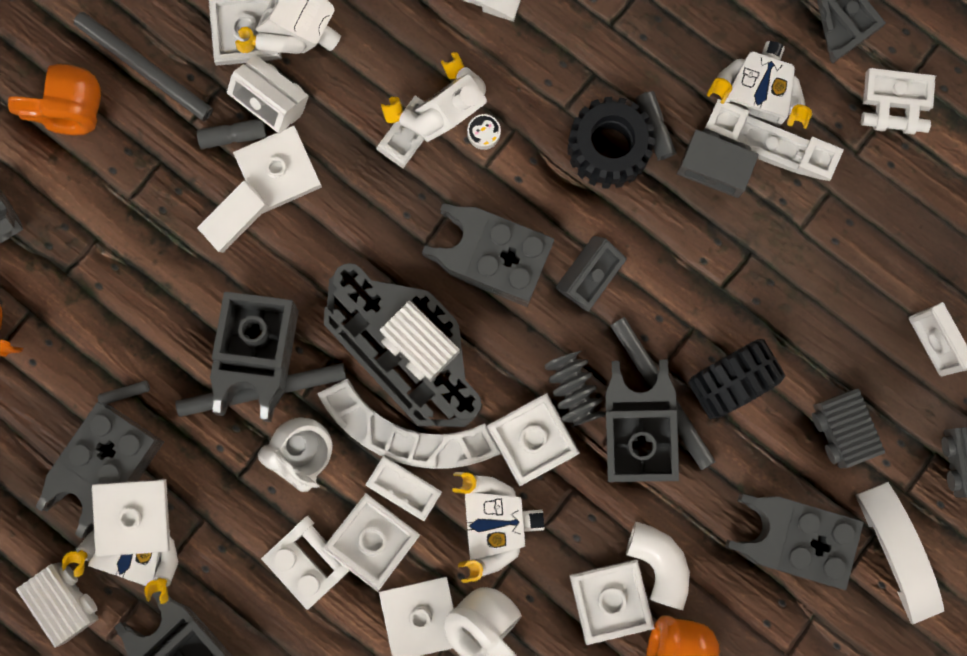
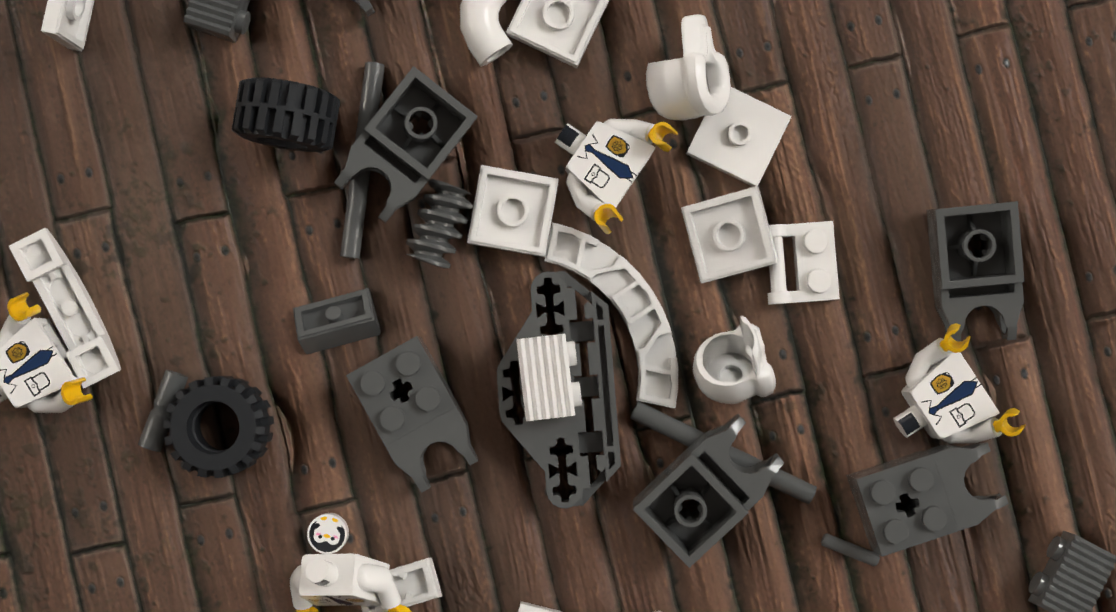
camera: 145 degrees left, 5 degrees up
(58, 603) = (1049, 401): white brick -> none
(131, 517) = (930, 424): white plate -> none
(403, 488) = (663, 259): white plate -> none
(718, 163) = (134, 328): dark grey brick -> none

